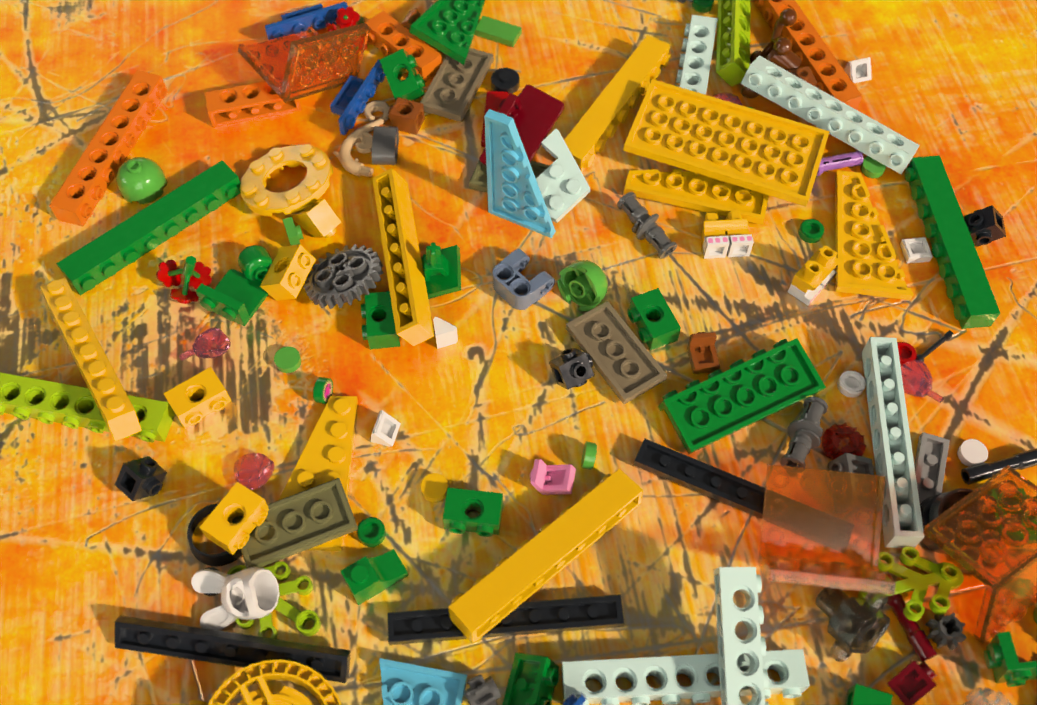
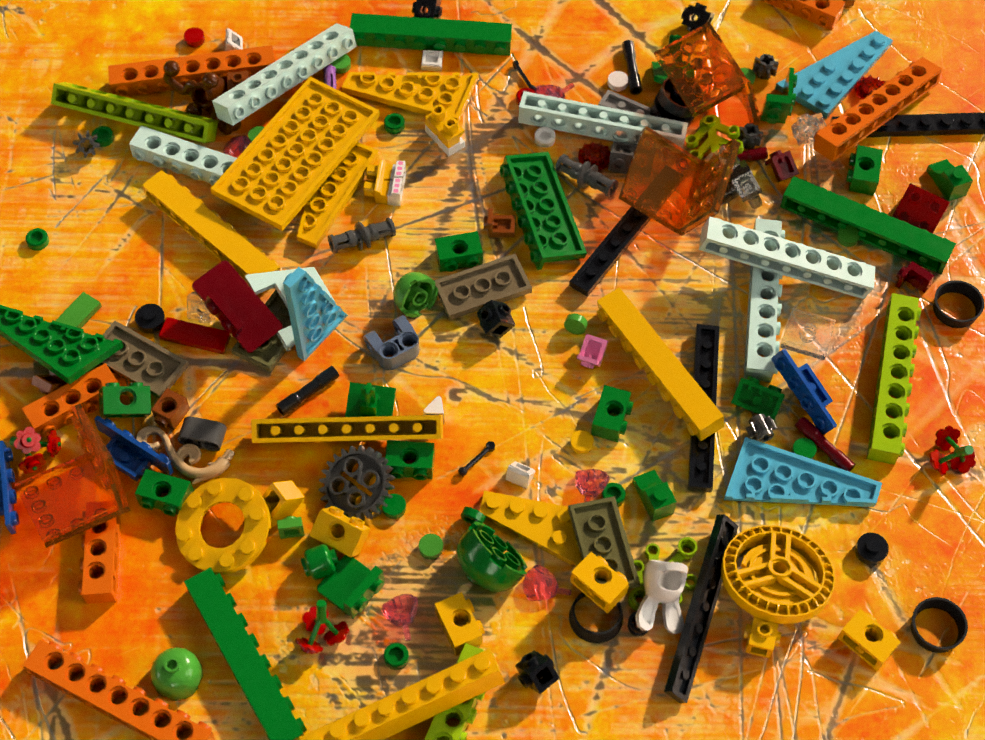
camera: 80 degrees left, 0 degrees up
(165, 351) = (396, 656): none -> green tile
(265, 401) = (484, 562): none -> green cylinder
(318, 128) = (156, 483): none -> green brick
(330, 319) = (396, 506): none -> green tile
(379, 502) = (591, 482): none -> piece
(415, 395) = (490, 446): none -> black hinge
(462, 226) = (317, 383): none -> black piece
(852, 40) = (194, 37): none -> red tile

